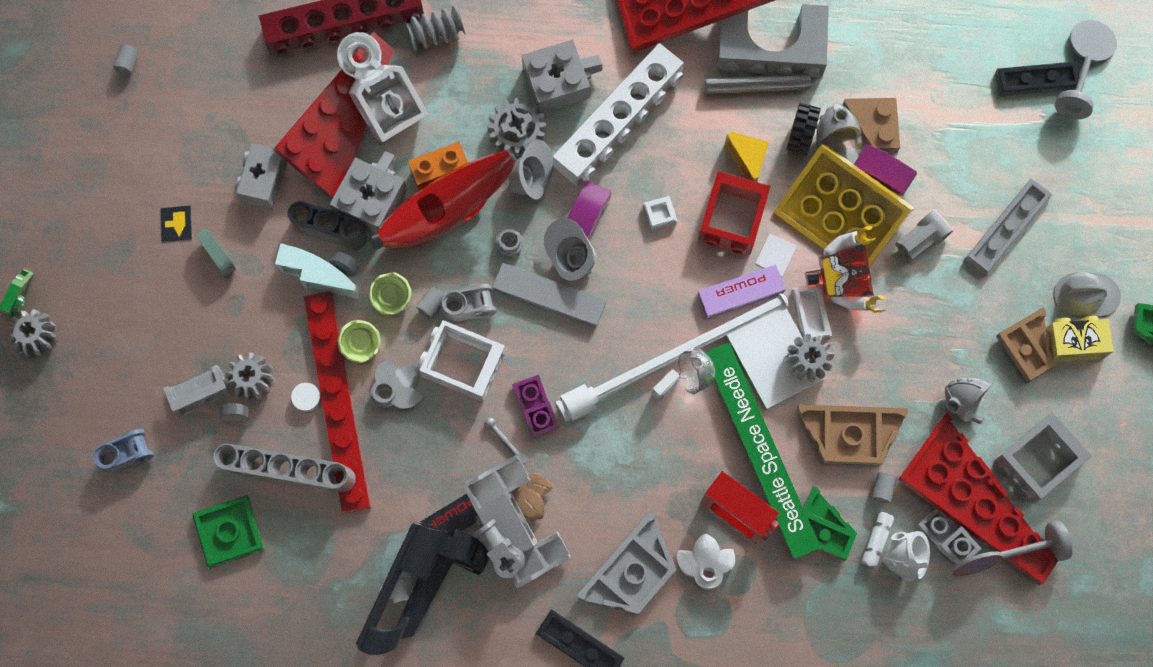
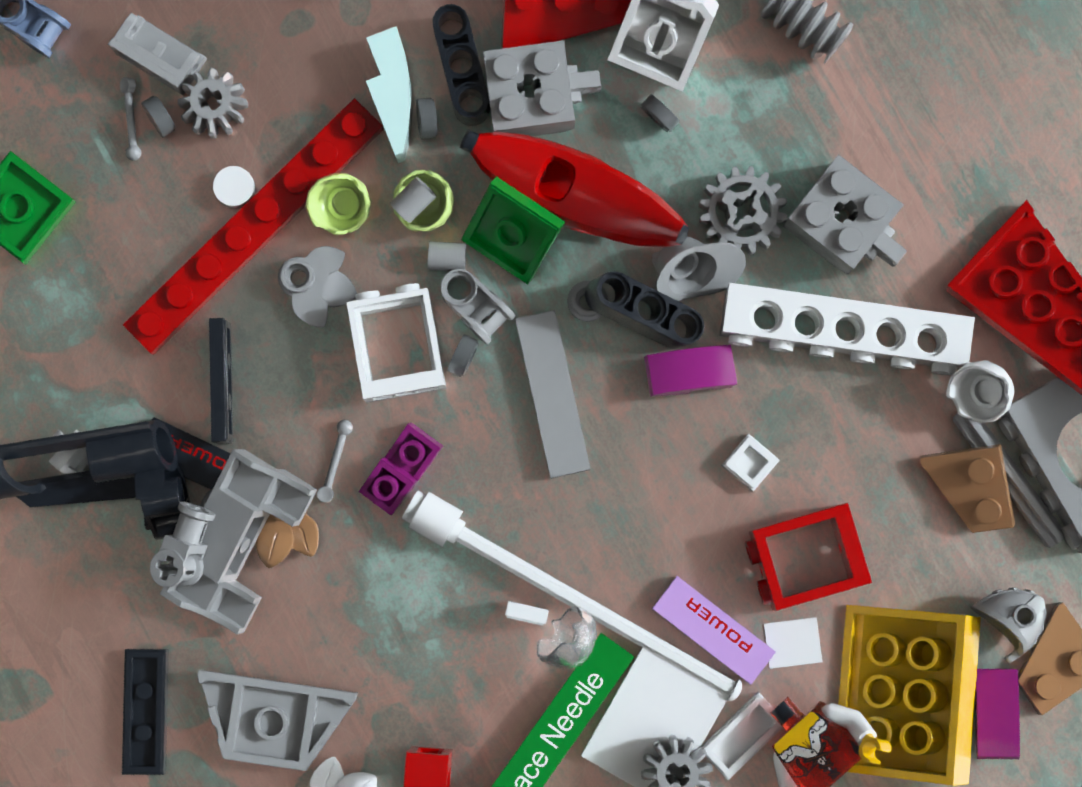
camera: 60 degrees right, 10 degrees up
(203, 421) = (128, 86): none -> light grey hinge
(271, 466) = (116, 207): light grey beam -> none
(386, 296) = (413, 199): none -> light grey hinge
(414, 474) = (221, 381): none -> black tile
(431, 137) = (659, 113): none -> dark grey tile
(436, 164) = (624, 148): orange hinge -> none
(442, 254) = (512, 230): none -> green tile
(494, 328) = (463, 356): none -> dark grey tile
(530, 221) = (662, 307): none -> black beam
(569, 249) = (621, 383): light grey piece -> none
(702, 63) = (981, 391): none -> white hair
(747, 153) = (900, 527): yellow slope -> none
(750, 103) = (974, 485): none -> medium nougat wing
(803, 128) = (980, 576): black tyre -> none

